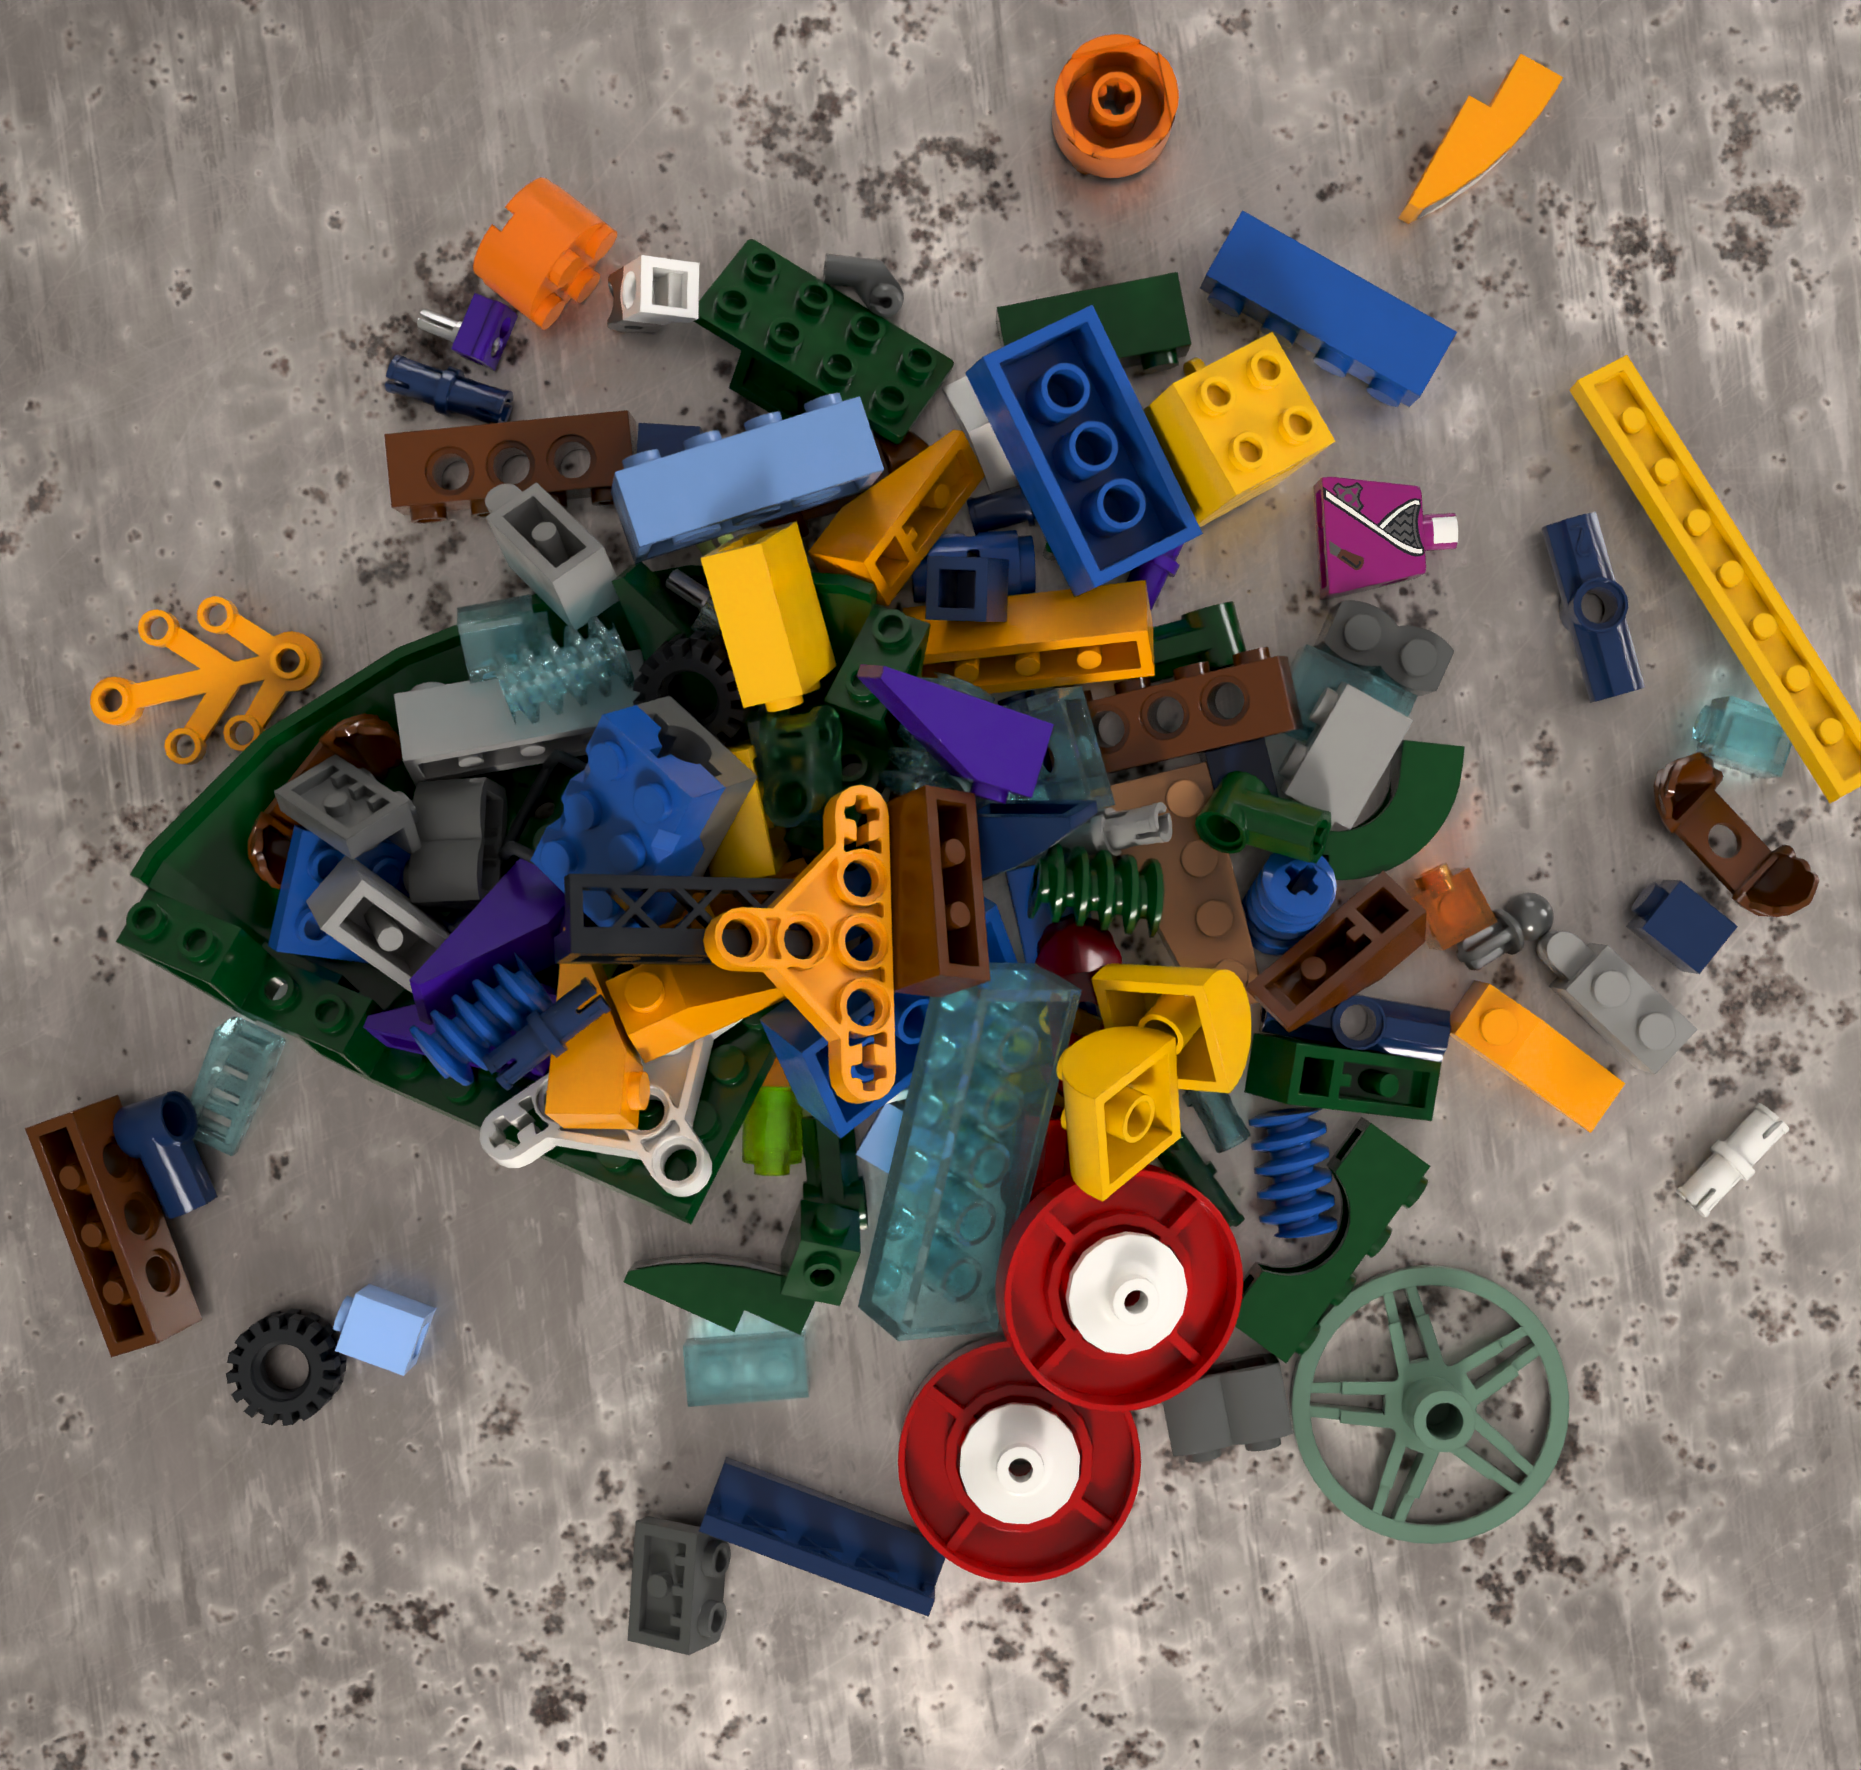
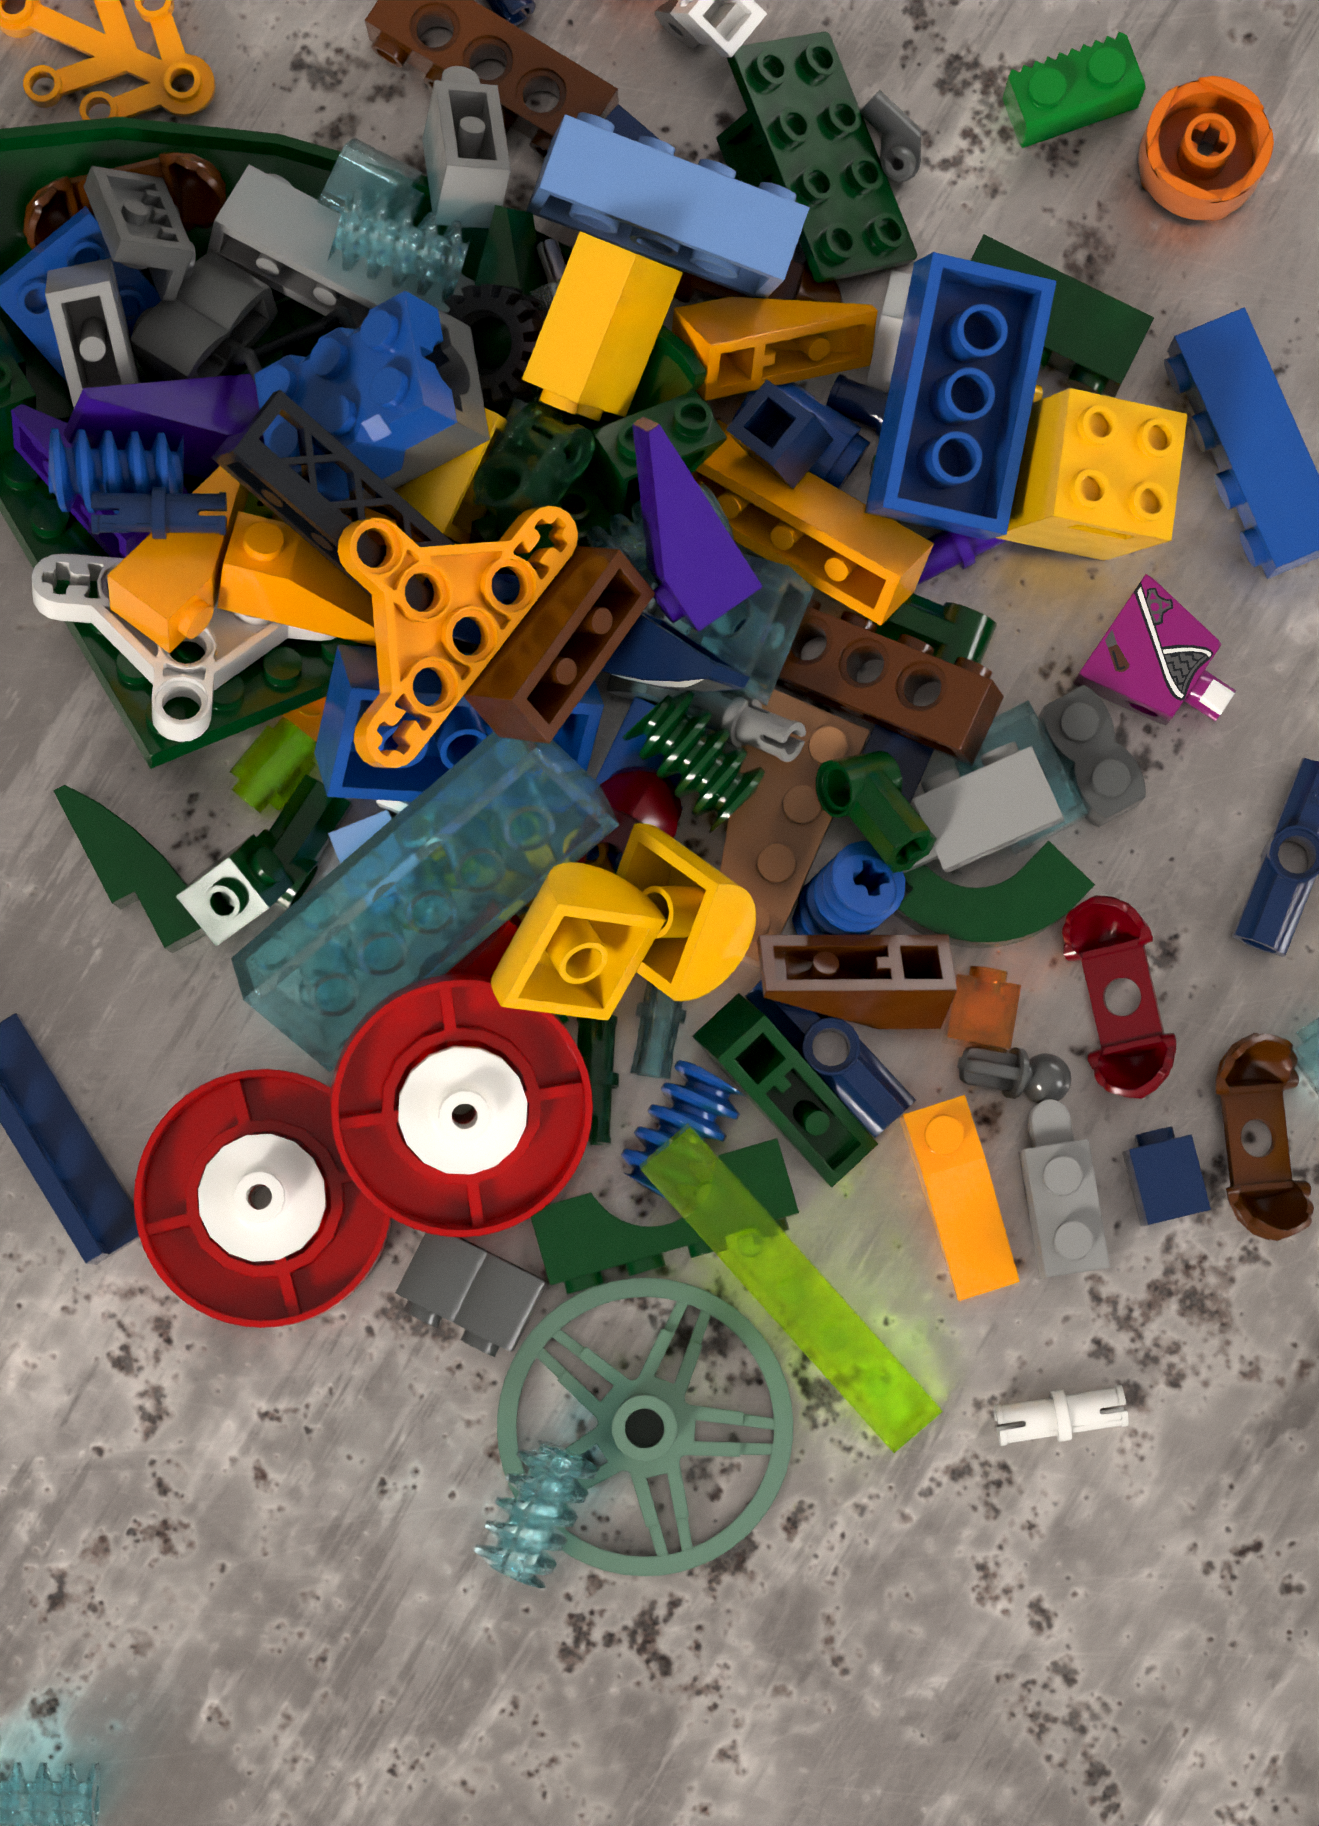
camera: 40 degrees right, 5 degrees down
(746, 1368) = (97, 949): clear light blue piece -> none
(976, 138) = (1073, 90): none -> green brick
(1408, 1537) = (537, 1513): none -> clear light blue piece
(1464, 1225) = (790, 1287): none -> clear neon green tile
(1585, 848) = (1110, 943): none -> dark red piece

